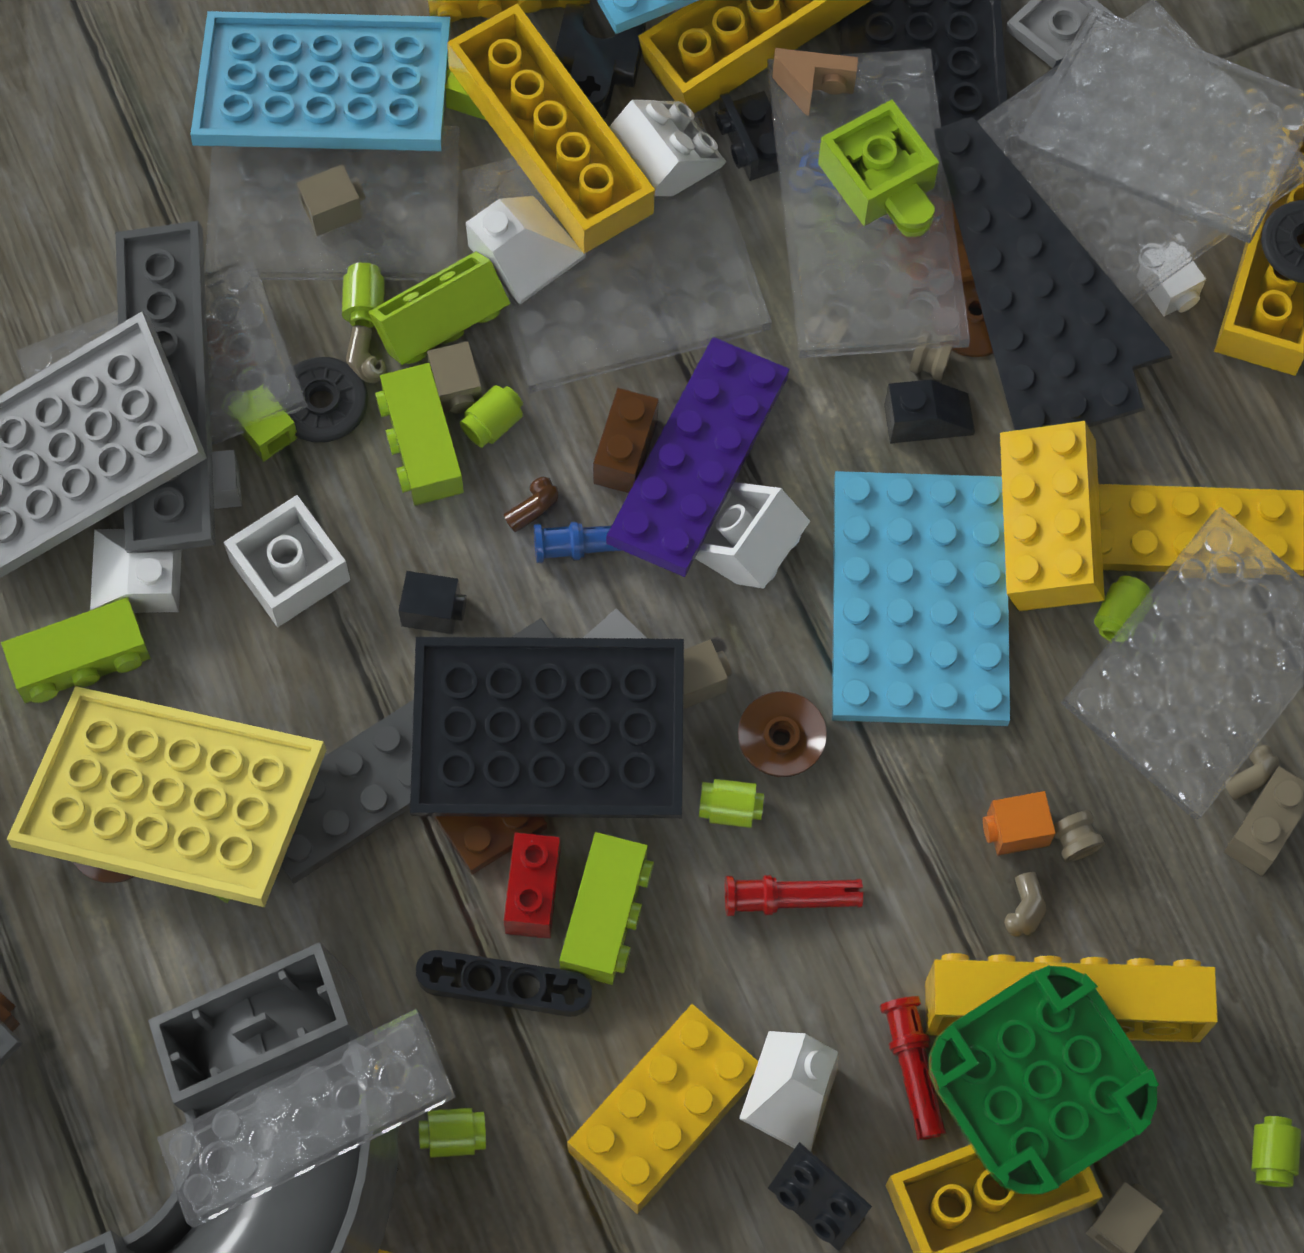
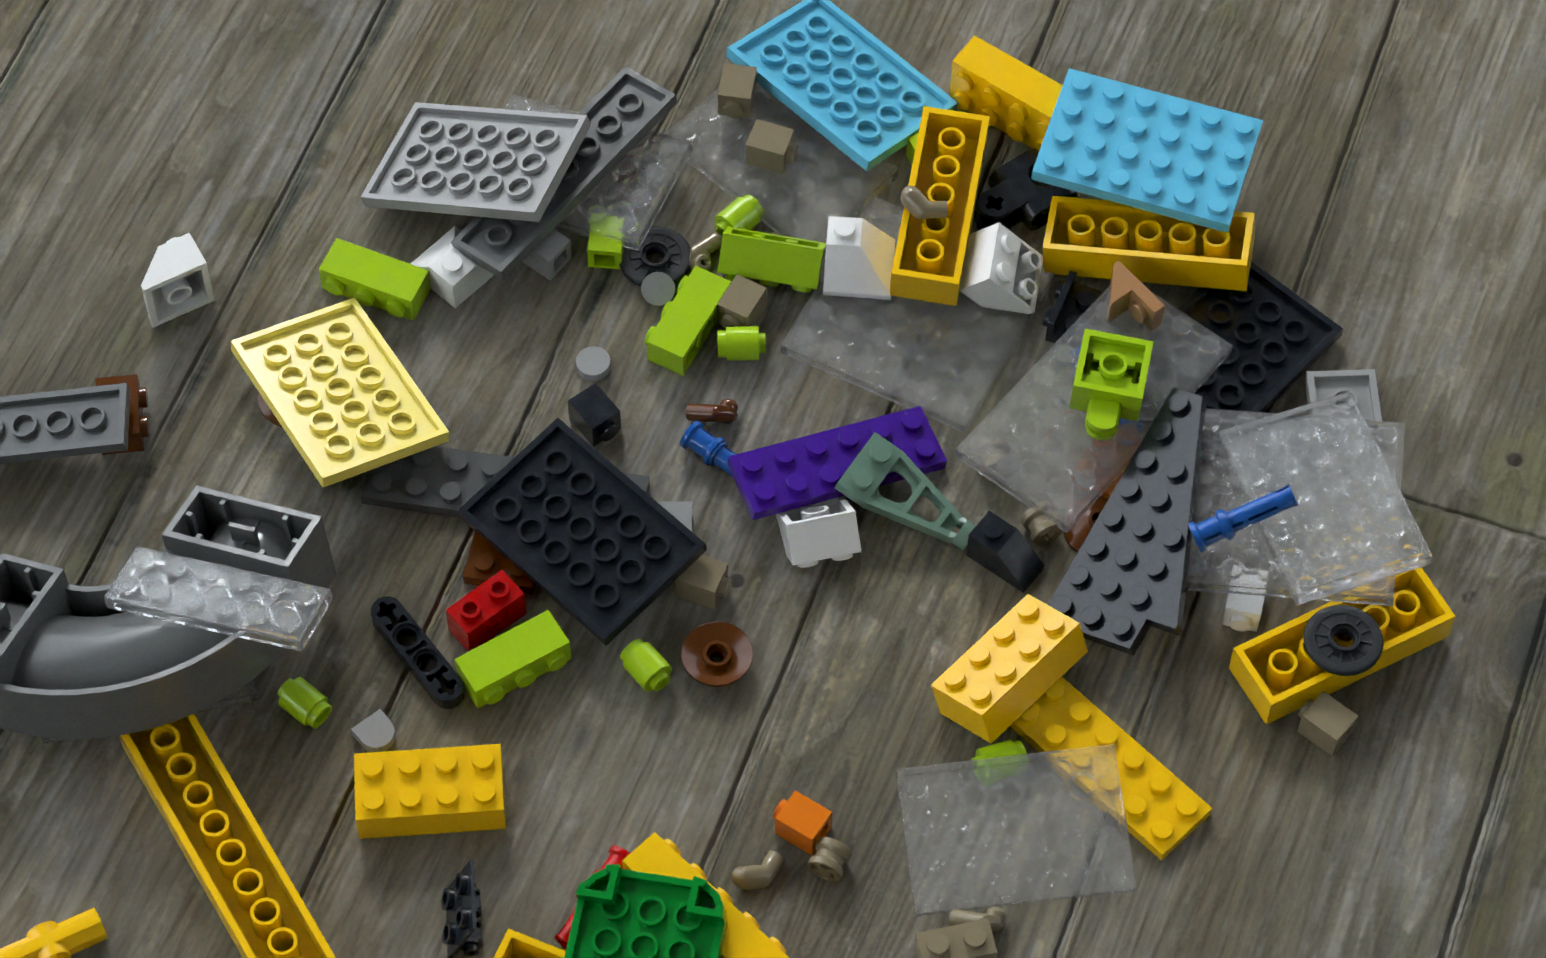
camera: 45 degrees right, 10 degrees down
(241, 170) = (737, 90): none -> dark tan brick
(287, 561) = (536, 324): white brick -> none
(359, 427) = (658, 288): none -> light grey tile
(372, 553) = (593, 364): none -> light grey tile
(547, 1098) = (375, 732): none -> light grey tile
(549, 142) = (920, 206): none -> dark tan arm
(625, 440) = (802, 415): reddish brown brick -> none
(746, 442) = (870, 469): none -> sand green plate
(770, 894) = (615, 735): red pin -> none
(791, 1087) = (508, 842): white slope -> none
(919, 600) = (874, 655): medium azure plate -> none
(1121, 216) = (1225, 523): none -> blue pin

